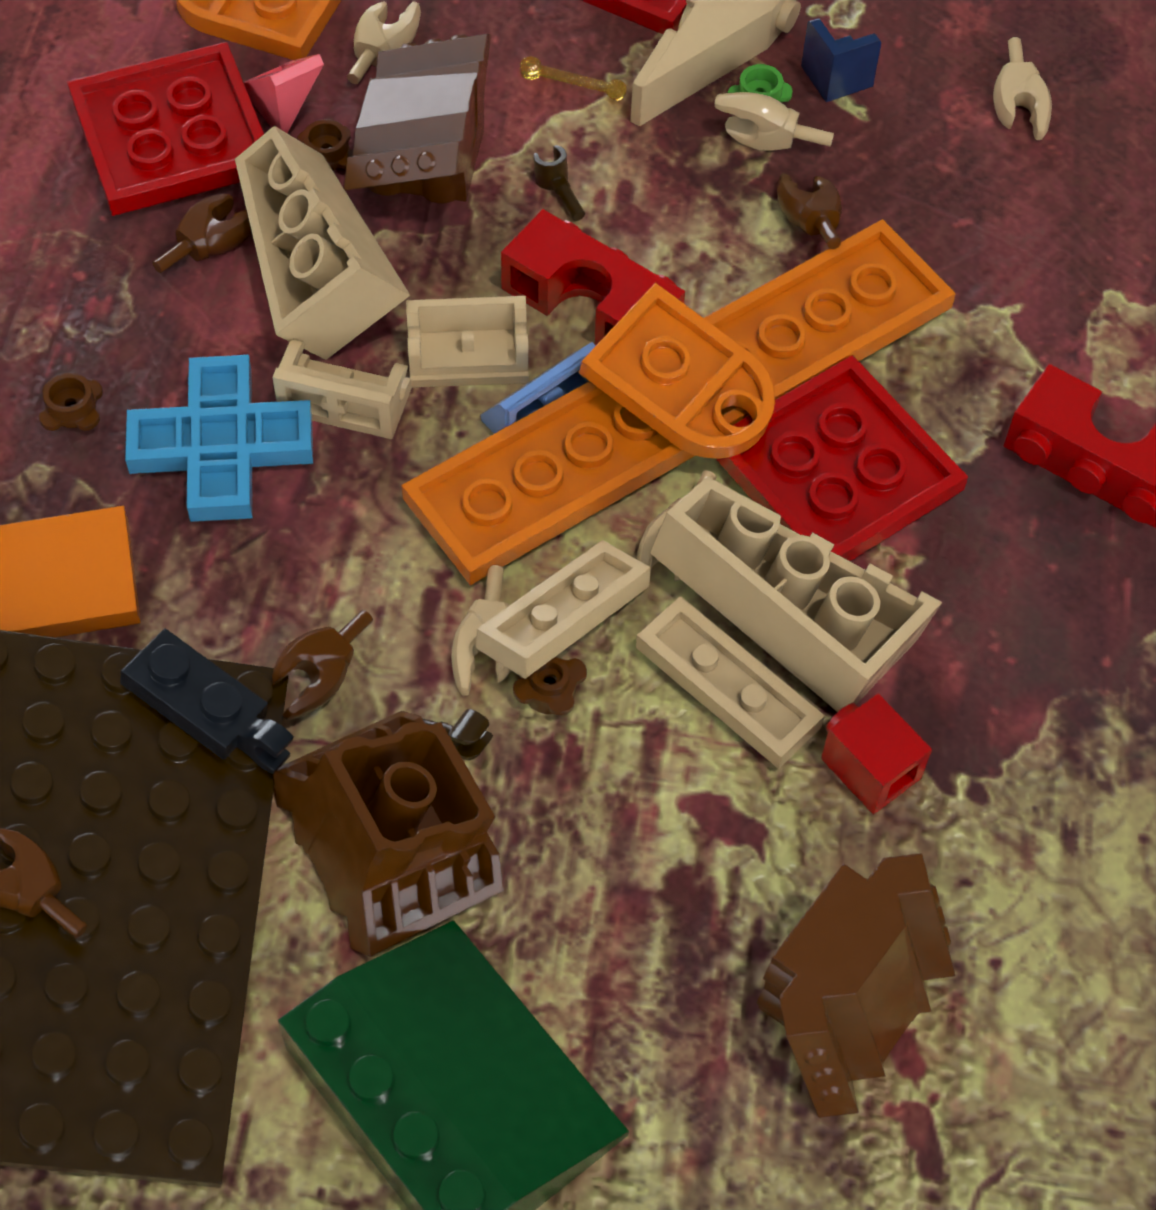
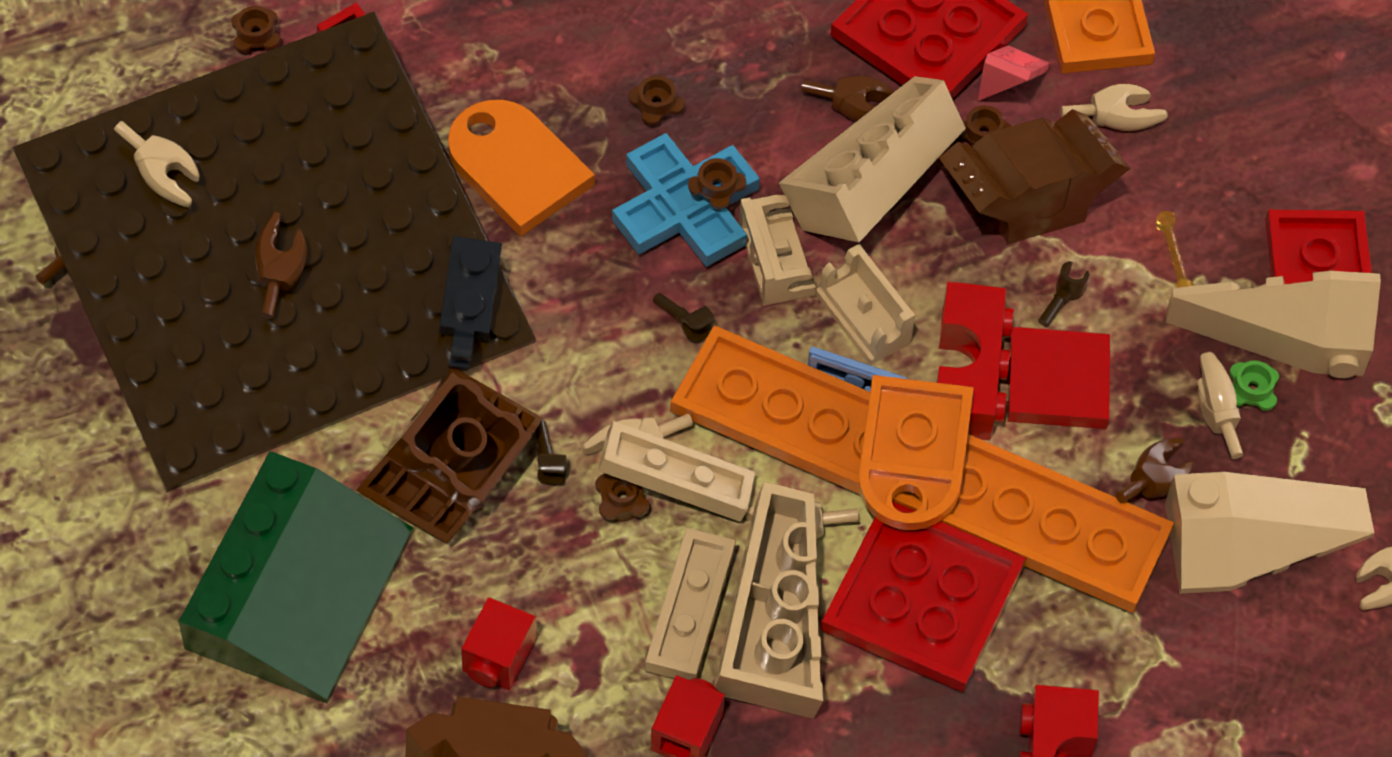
camera: 60 degrees right, 0 degrees up
(231, 376) = (717, 171): none -> reddish brown plate
(324, 657) = (554, 352): reddish brown hand -> none
(379, 510) = (694, 324): none -> dark brown hand
(658, 225) = (1059, 378): none -> red tile
(673, 899) = (498, 644): none -> red brick
(840, 64) = (1321, 425): dark blue panel -> none
(915, 169) = (1254, 525): none -> tan wedge

